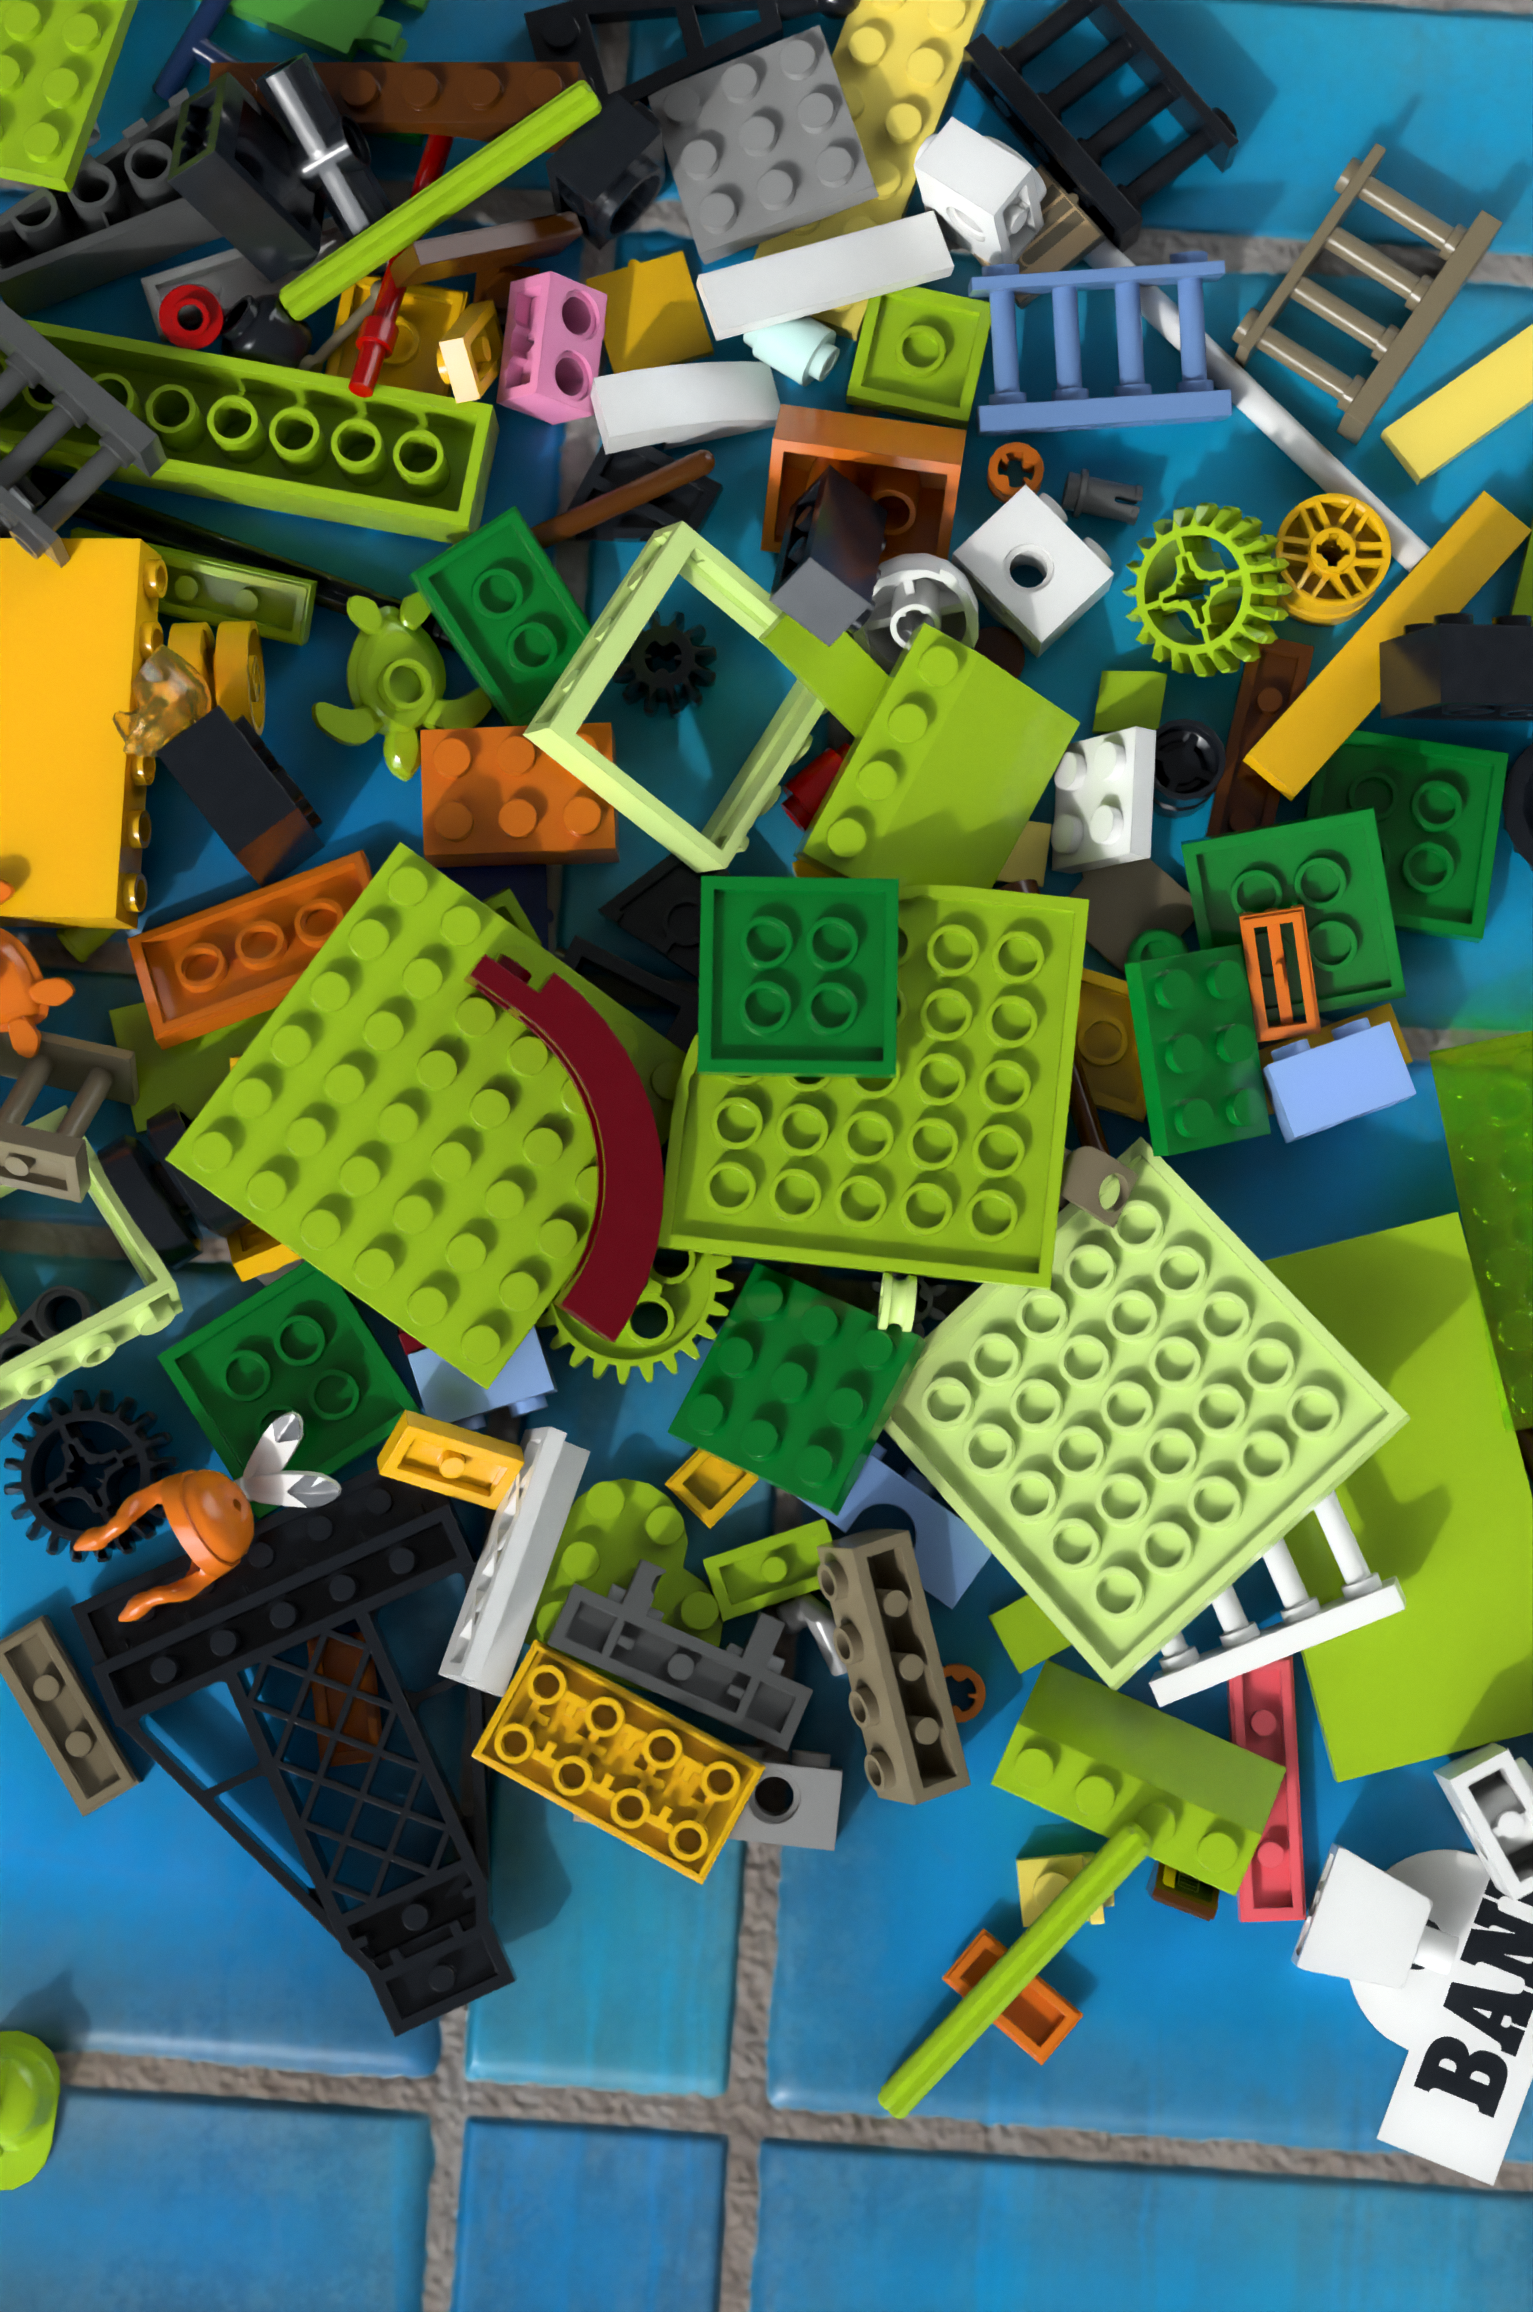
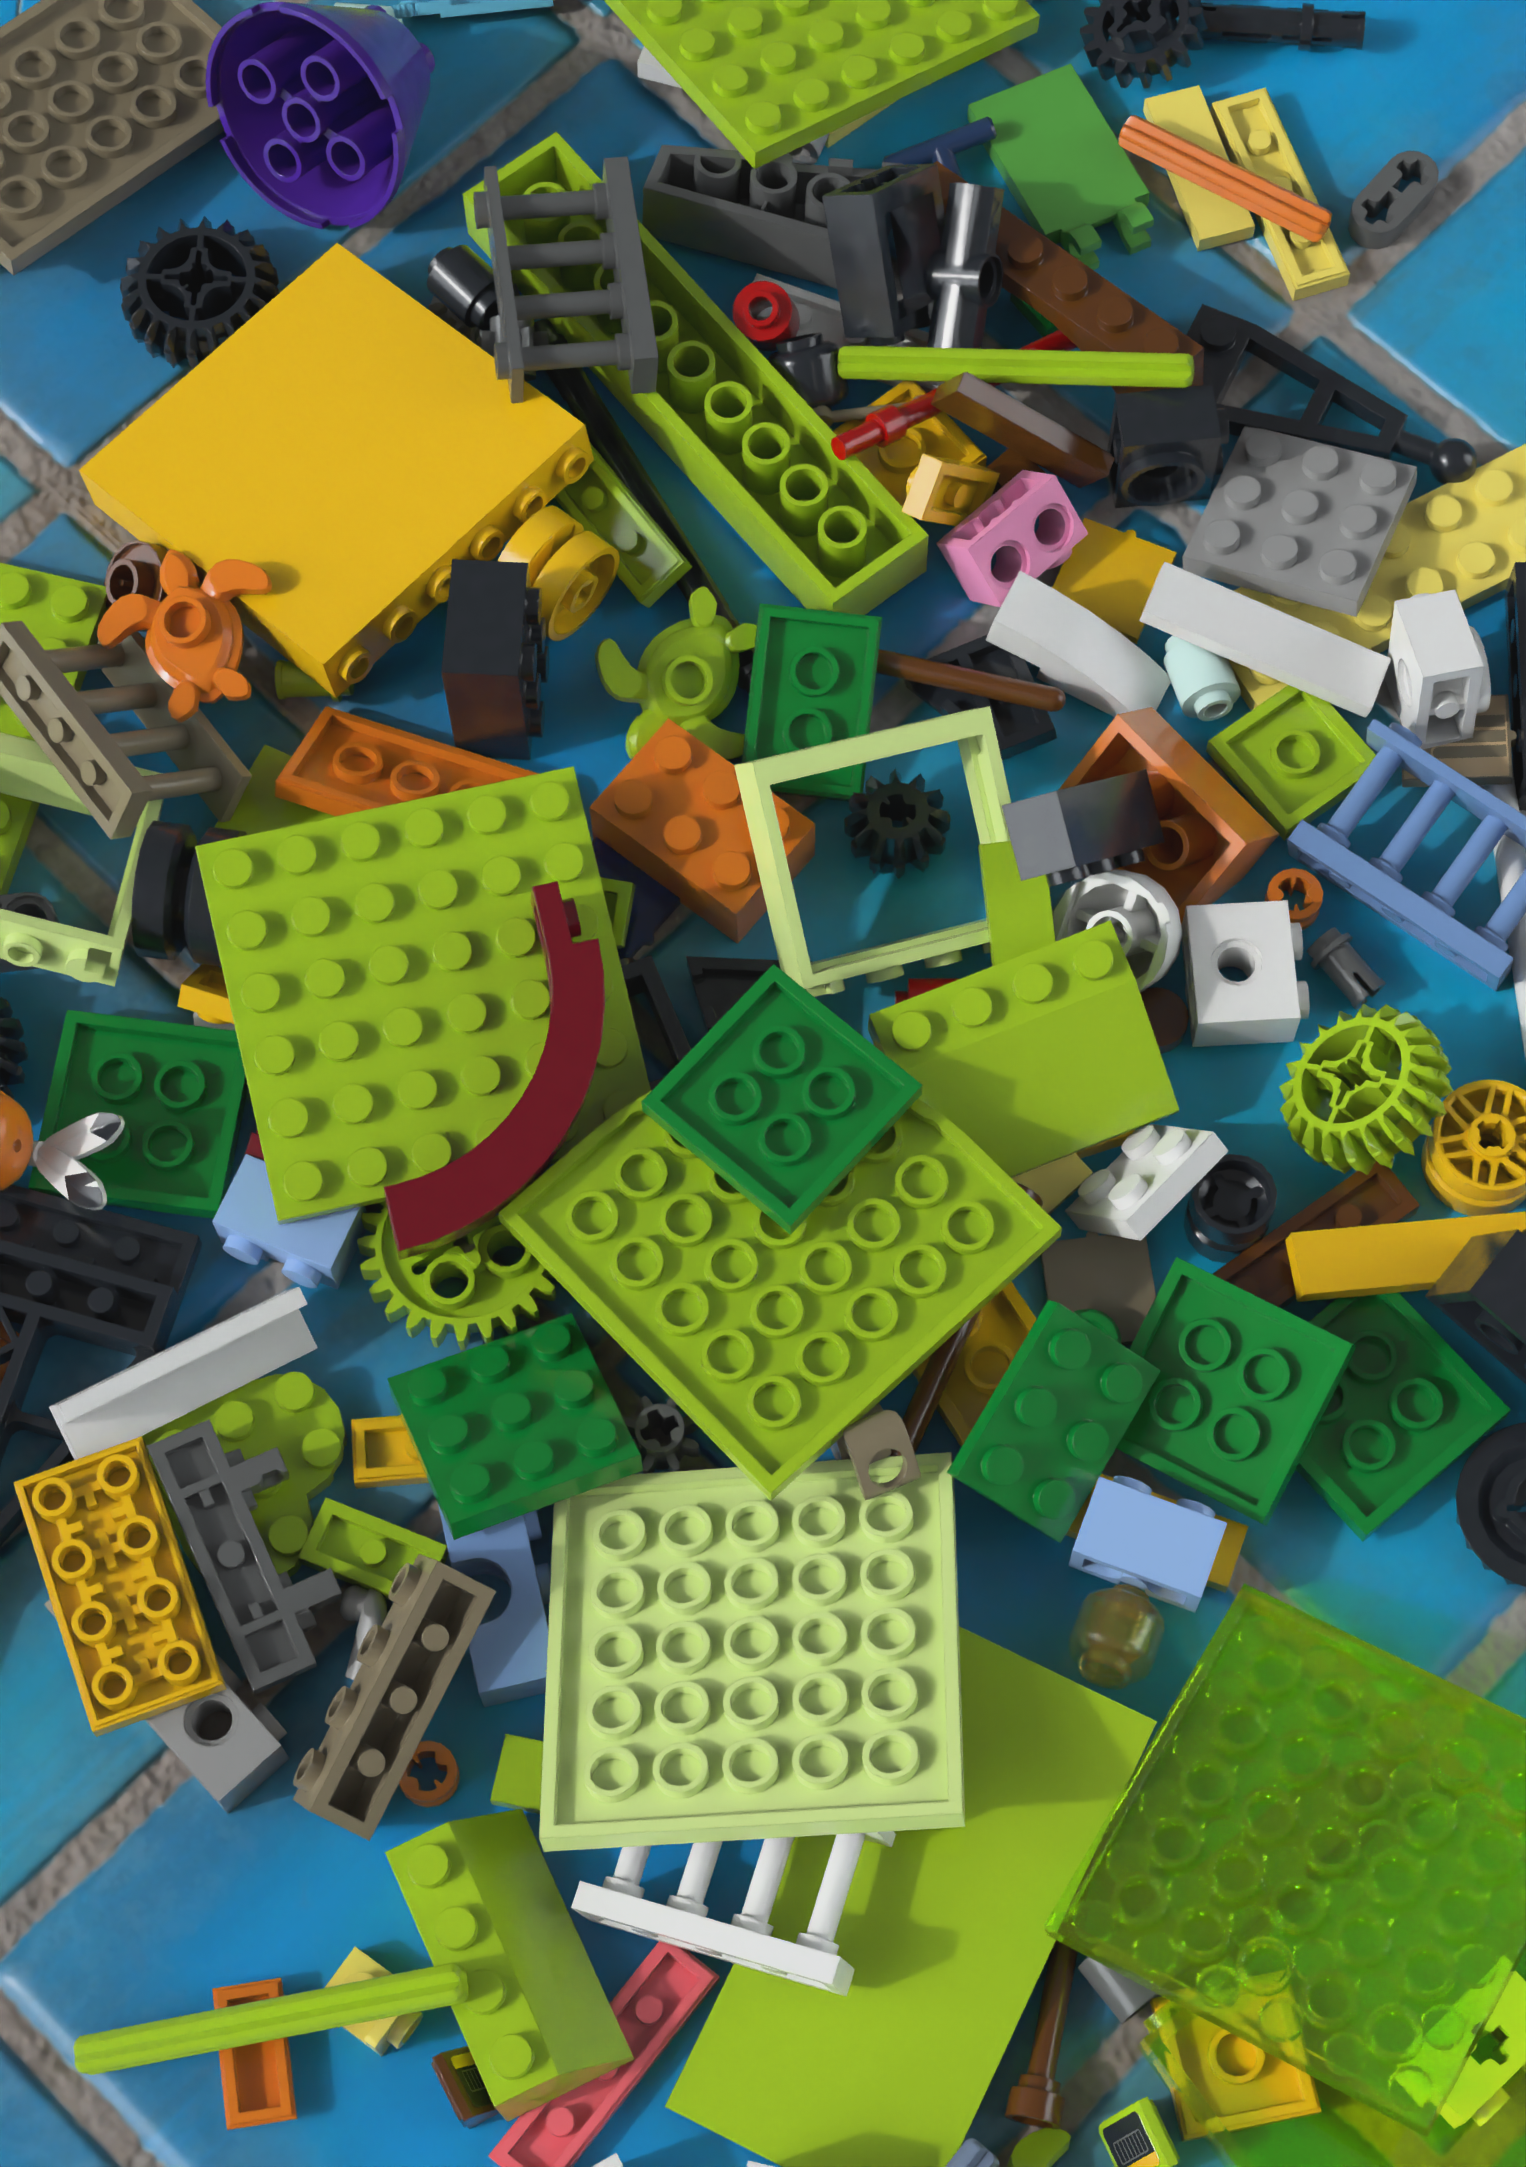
camera: 35 degrees right, 15 degrees down
(168, 702) = (492, 535): clear yellow hair -> none
(450, 1460) = (205, 1256): yellow plate -> none
(897, 1301) = (645, 1411): yellowish green bush -> none
(1129, 700) = (1243, 1129): lime slope -> none
(1272, 919) = (1196, 1432): orange tile -> none
(1366, 1168) = (1116, 1636): none -> clear yellow head

